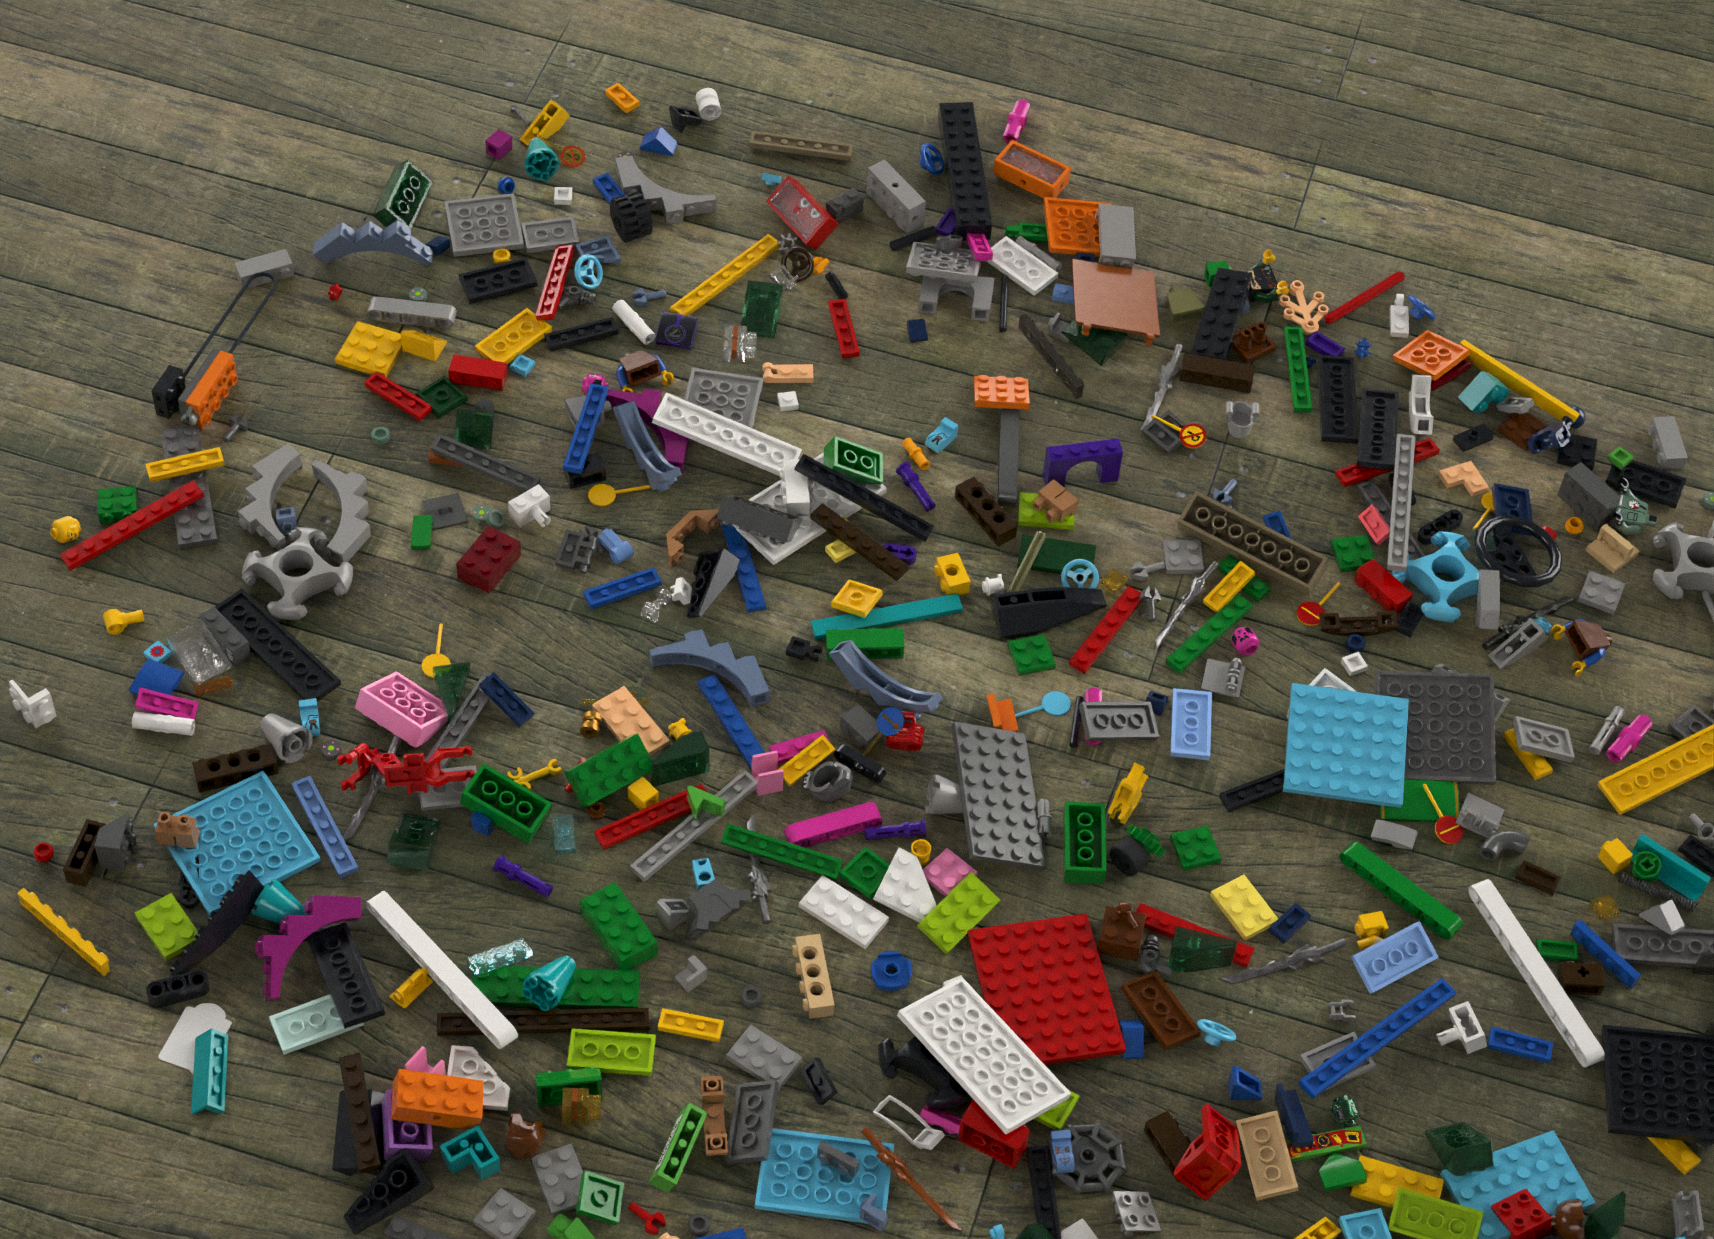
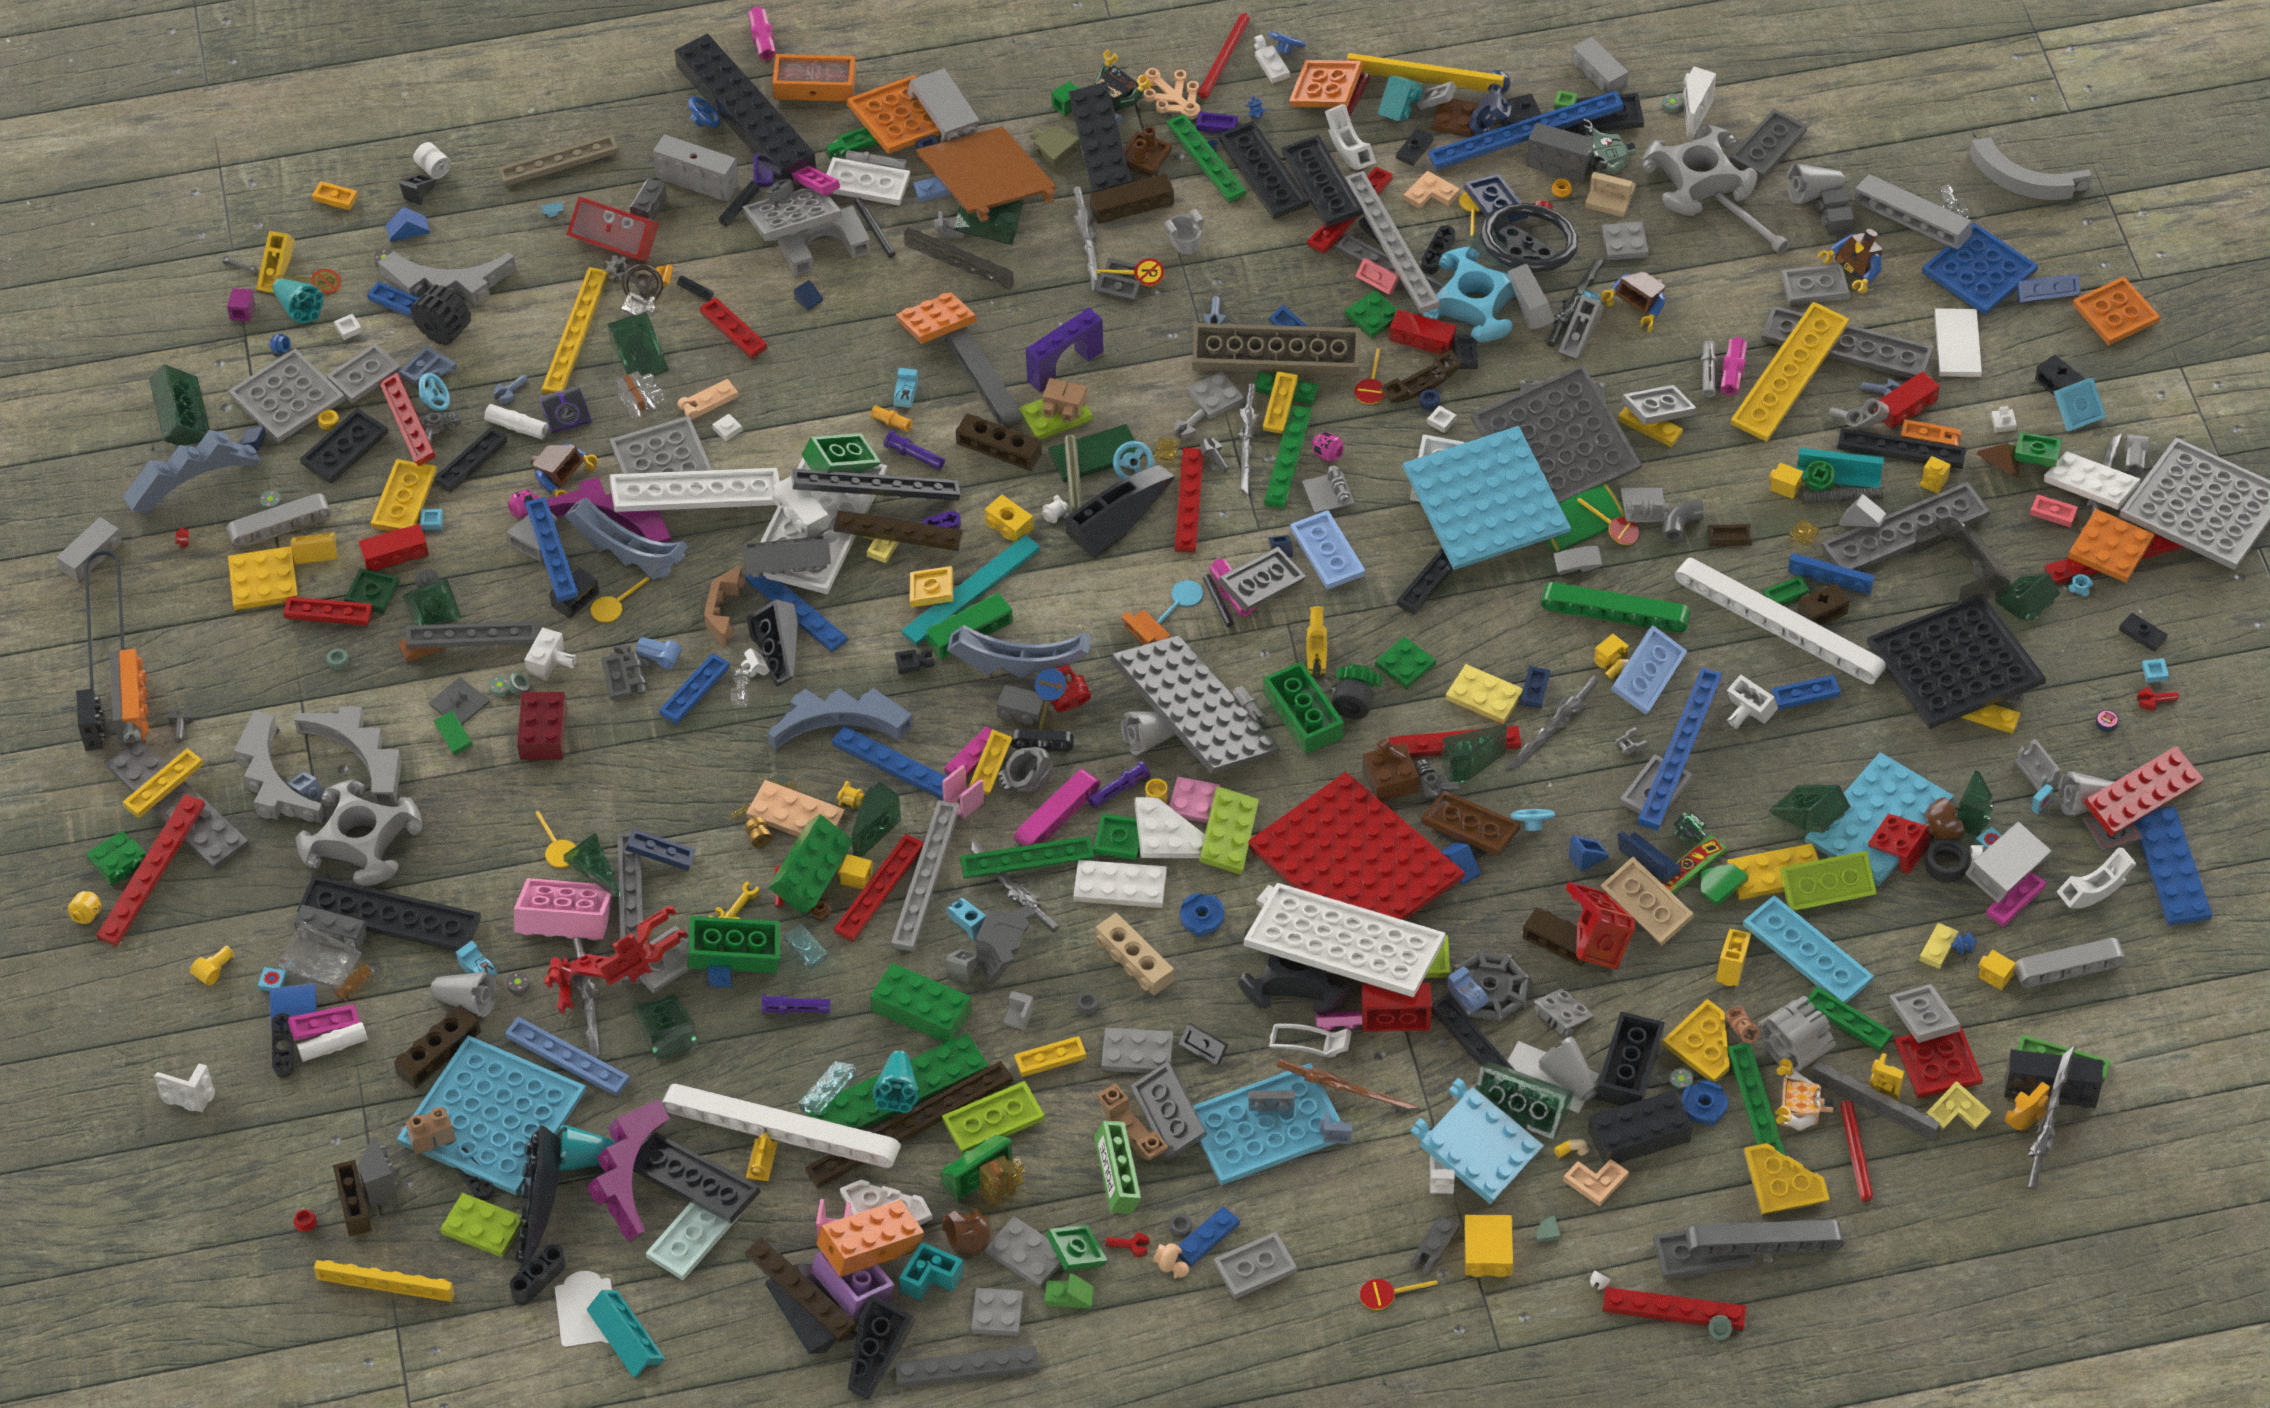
camera: 25 degrees left, 0 degrees up
(125, 716) = (276, 1053): none -> black beam
(701, 800) = (917, 847): bright green slope -> none
(1031, 654) = (1134, 558): green plate -> none
(1562, 463) = (1521, 131): none -> blue plate

